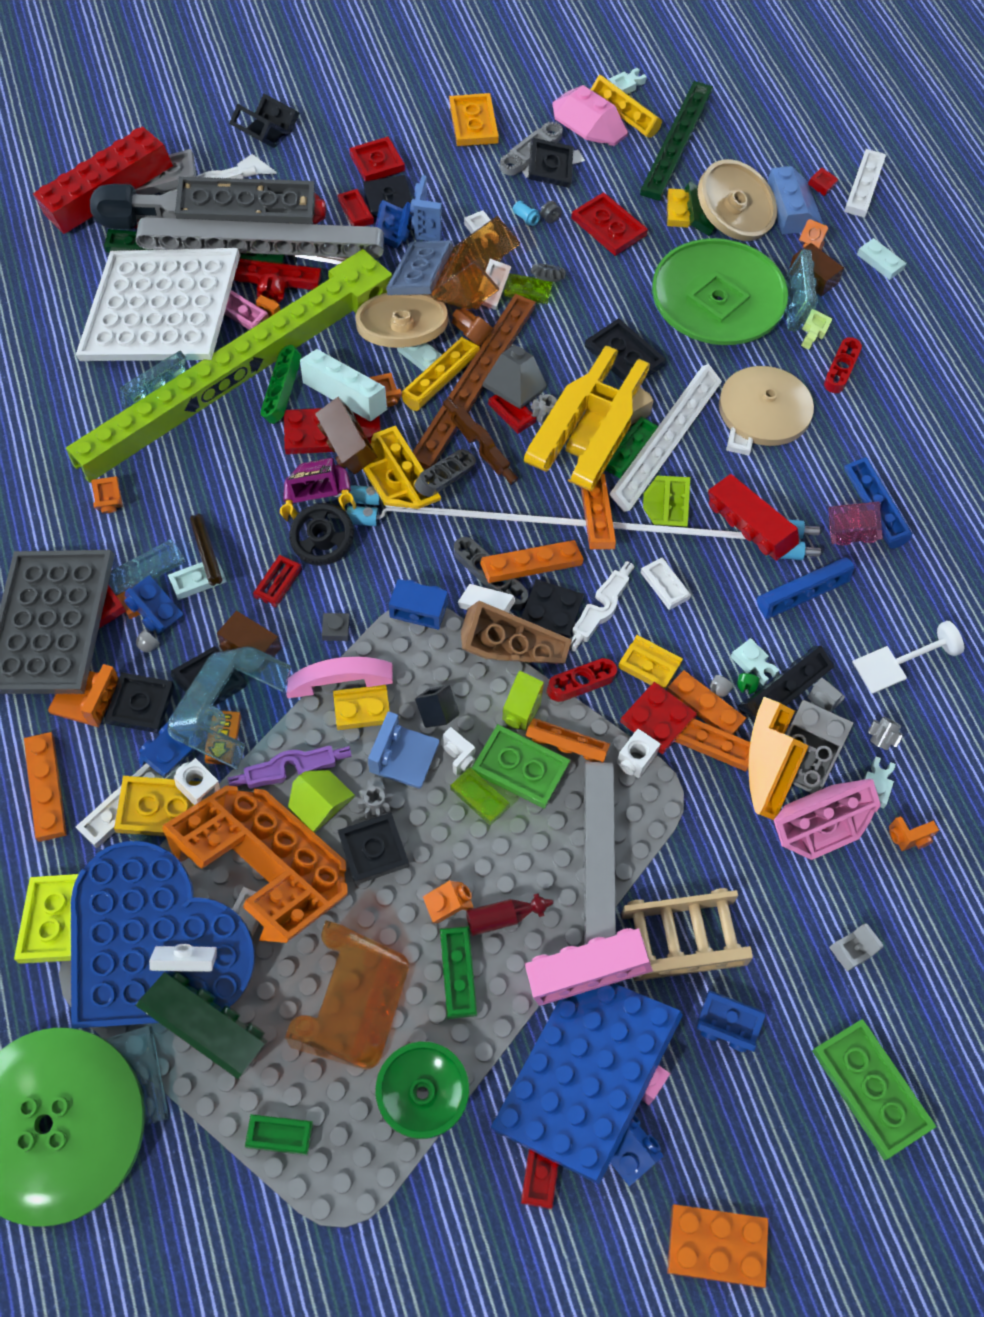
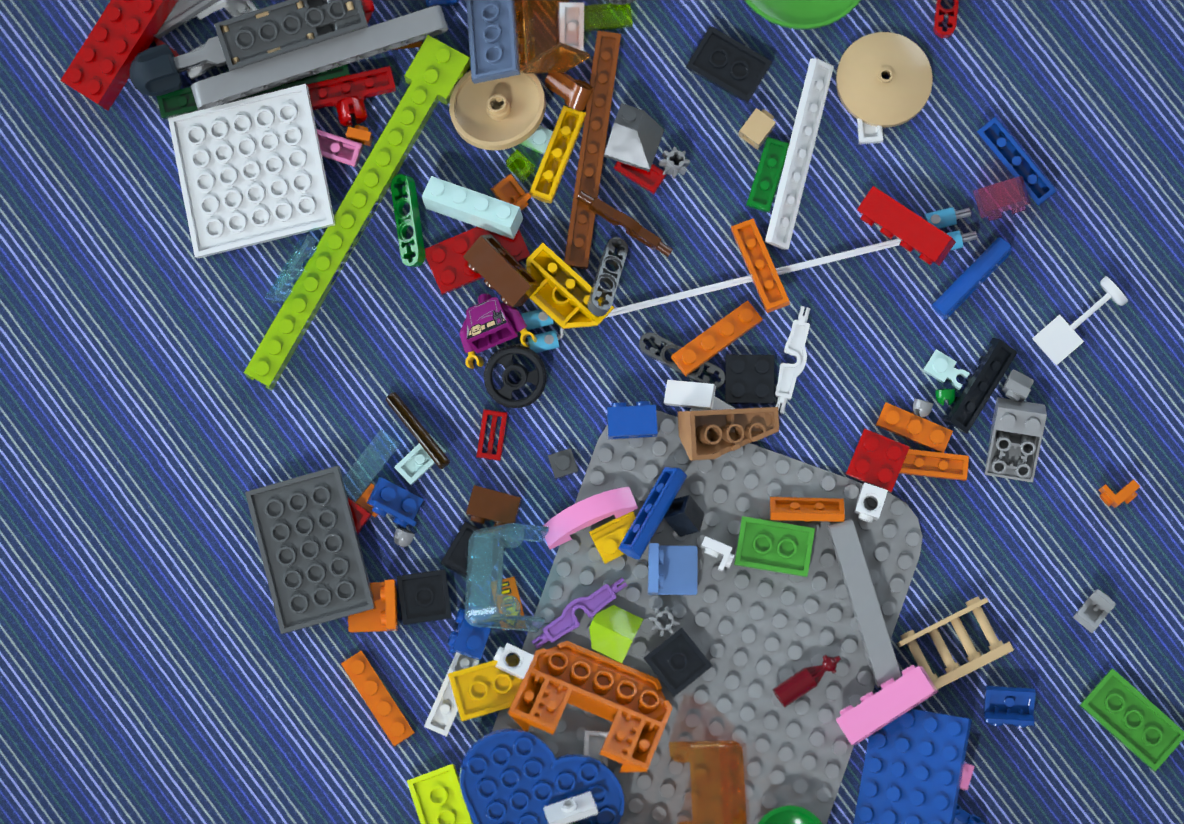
camera: 15 degrees left, 20 degrees up
(106, 494) = (299, 403): orange bracket -> none
(404, 373) = (520, 165): none -> clear neon green piece
(405, 689) = (652, 512): none -> blue brick
(448, 900) = (755, 685): orange bracket -> none
(458, 972) = (782, 739): green tile -> none
(480, 796) = (749, 585): clear neon green plate -> none
(523, 701) = (758, 491): lime slope -> none
(575, 688) = (783, 451): red beam -> none
(600, 427) = (714, 172): yellow beam -> none
(650, 662) = (854, 405): yellow plate -> none
(665, 583) = (844, 318): white plate -> none
(668, 501) = (821, 229): lime slope -> none
(772, 758) = (985, 465): light orange slope -> none
(827, 818) = (1043, 505): bright pink wedge -> none
(882, 784) = (1080, 457): light aqua plate -> none
(885, 733) = (1076, 406): light grey gear -> none

